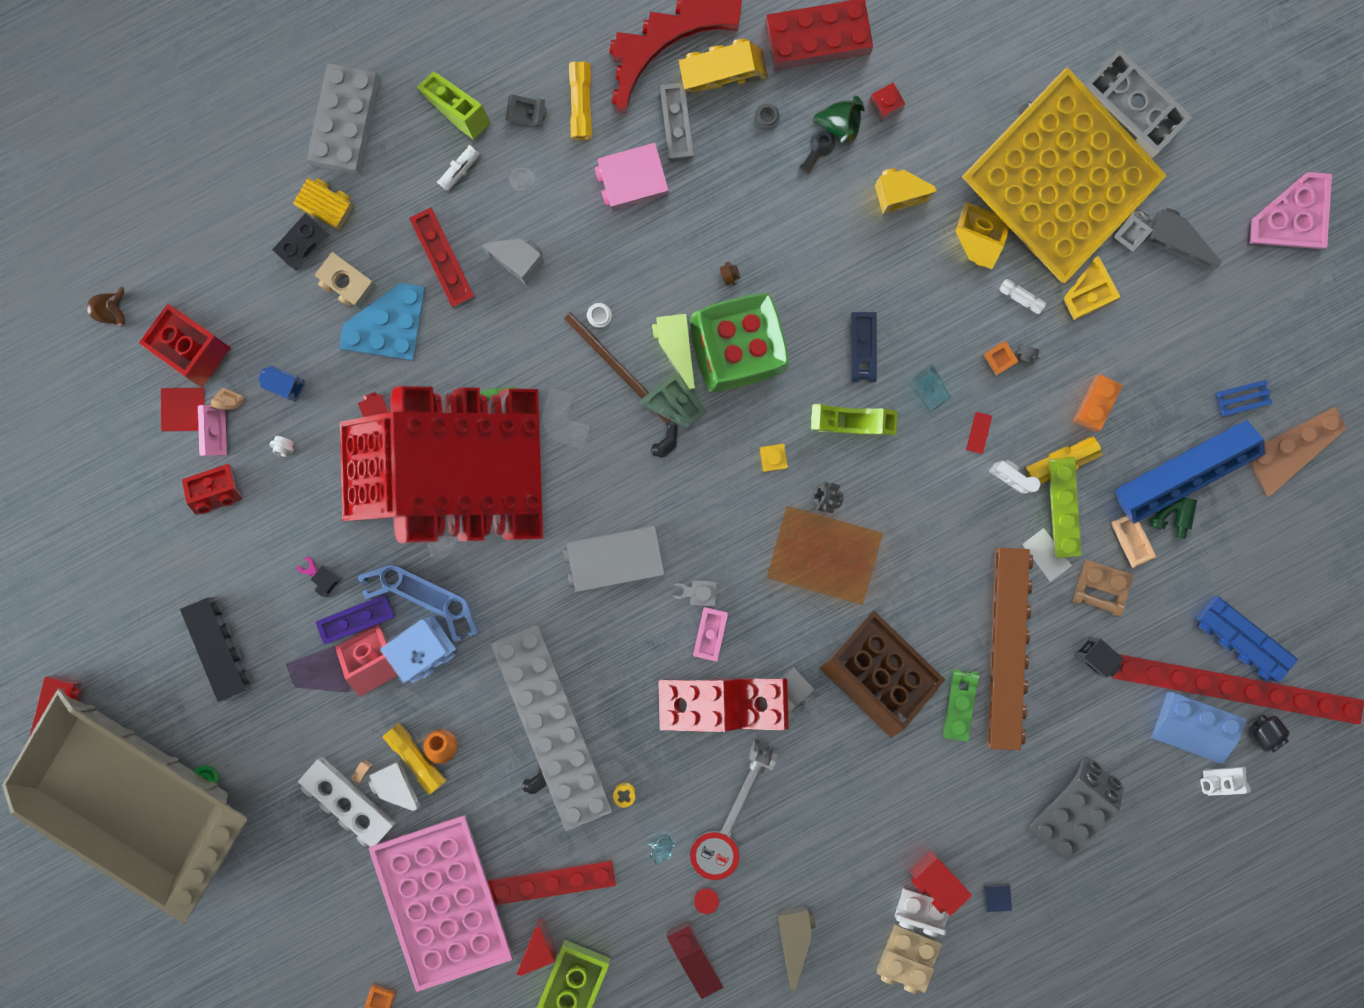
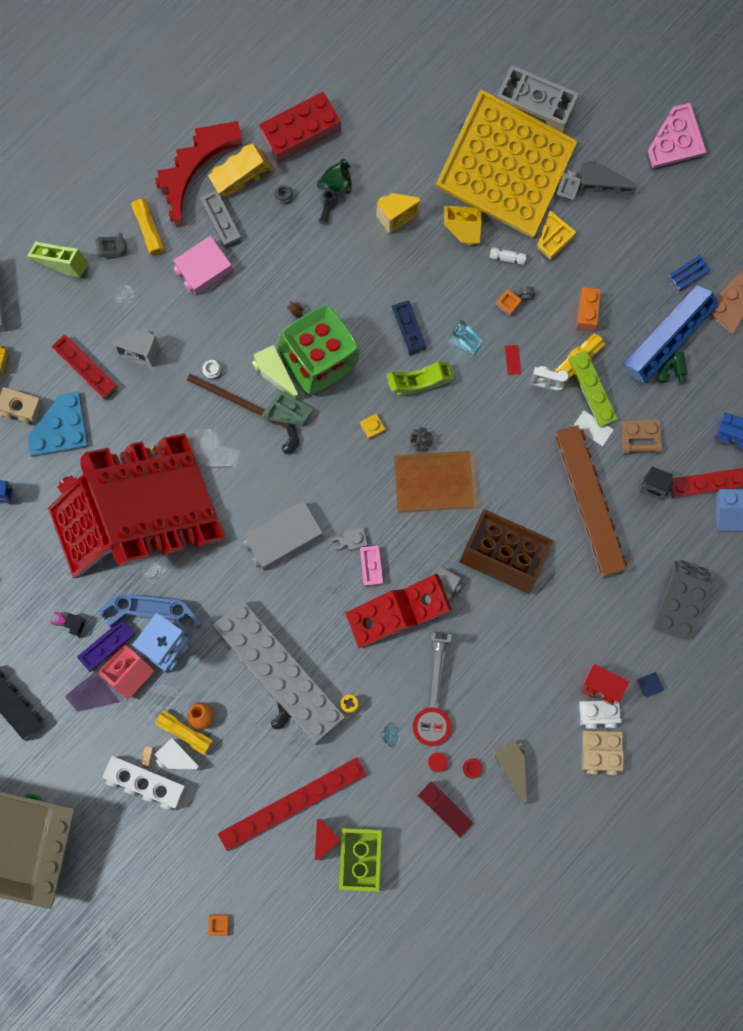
camera: 25 degrees left, 10 degrees down
(282, 446) = (10, 538): white plate -> none
(440, 903) = (239, 831): bright pink plate -> none
(458, 168) = (75, 301): white pin -> none
(745, 922) = (472, 768): none -> red tile
(887, 102) = (364, 156): red brick -> none
(960, 705) = (571, 555): bright green plate -> none
(1133, 541) = (650, 396): light nougat plate -> none

